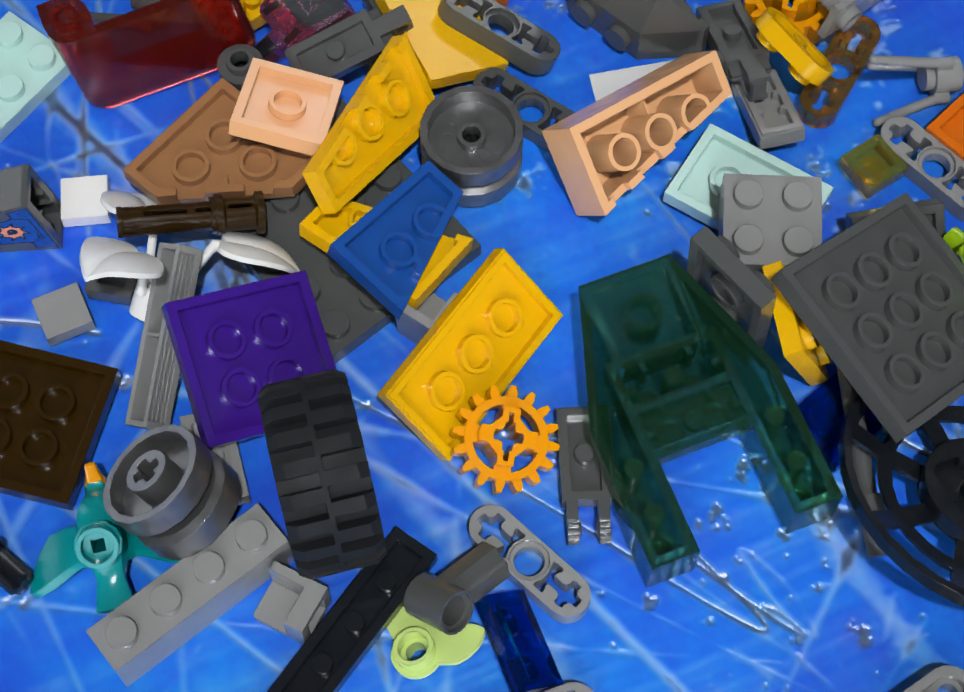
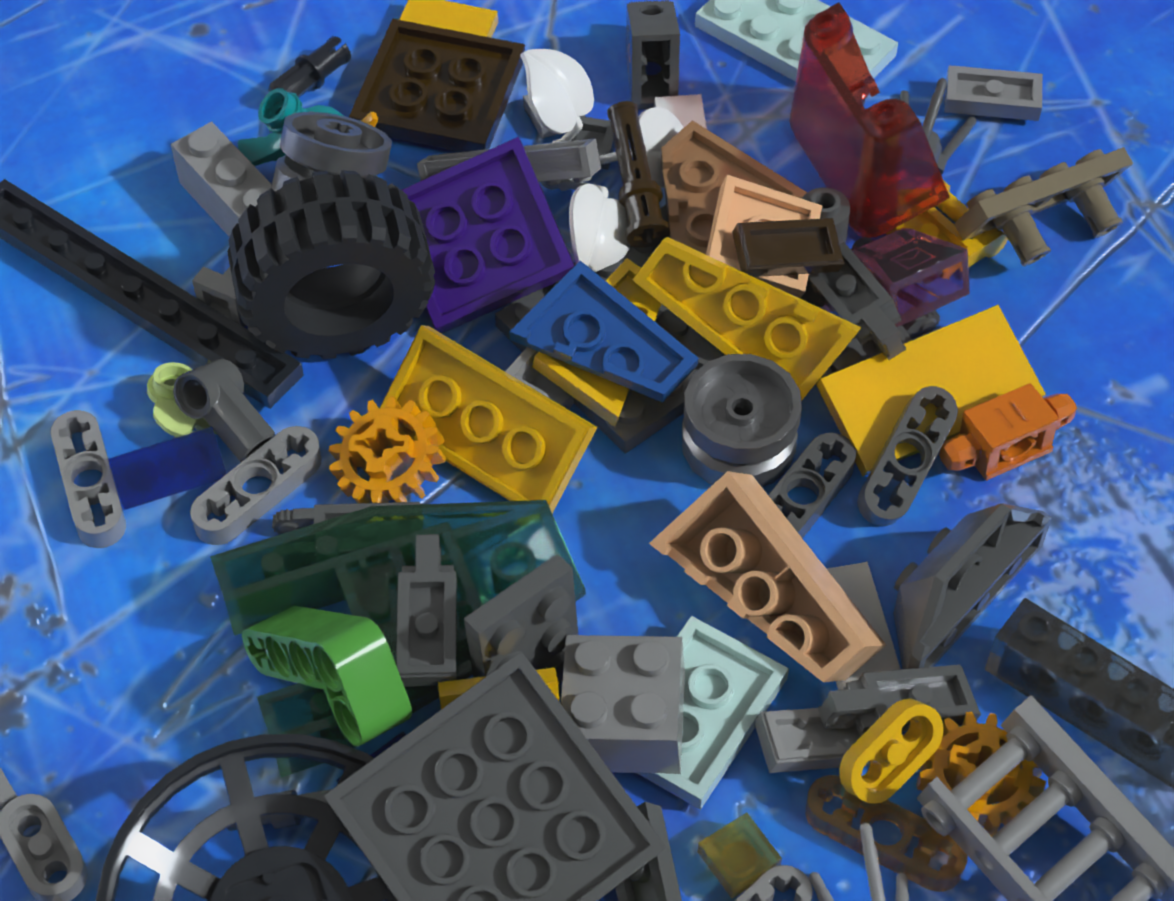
camera: 90 degrees right, 10 degrees down
(307, 83) = (788, 247): none -> dark brown tile
(717, 368) = (427, 618): none -> dark grey hinge
(758, 452) = (343, 658): none -> bright green beam

